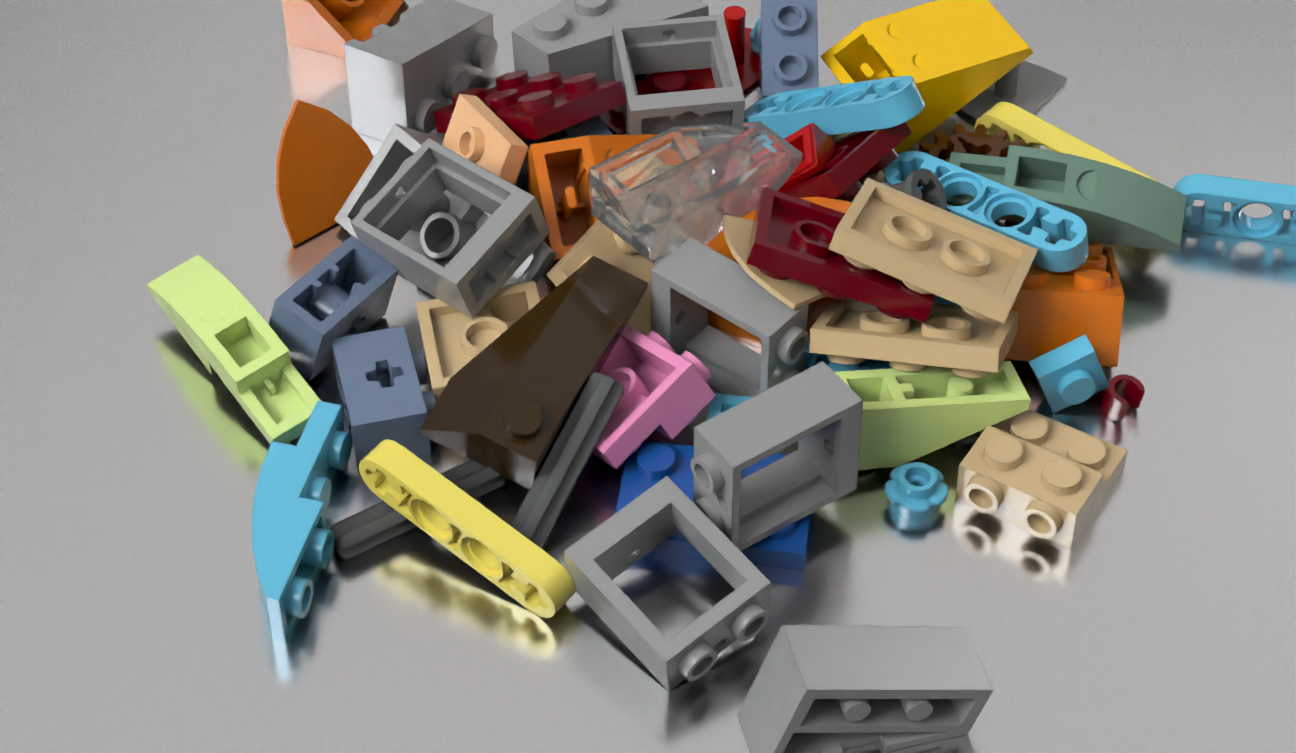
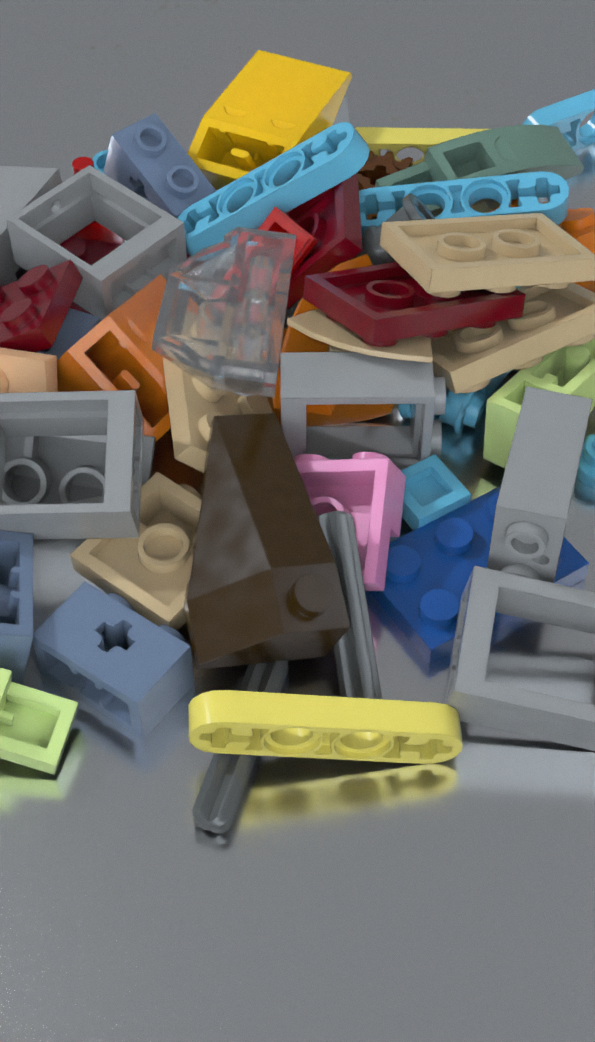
camera: 40 degrees left, 5 degrees up
(290, 516) = (162, 838): medium azure slope -> none

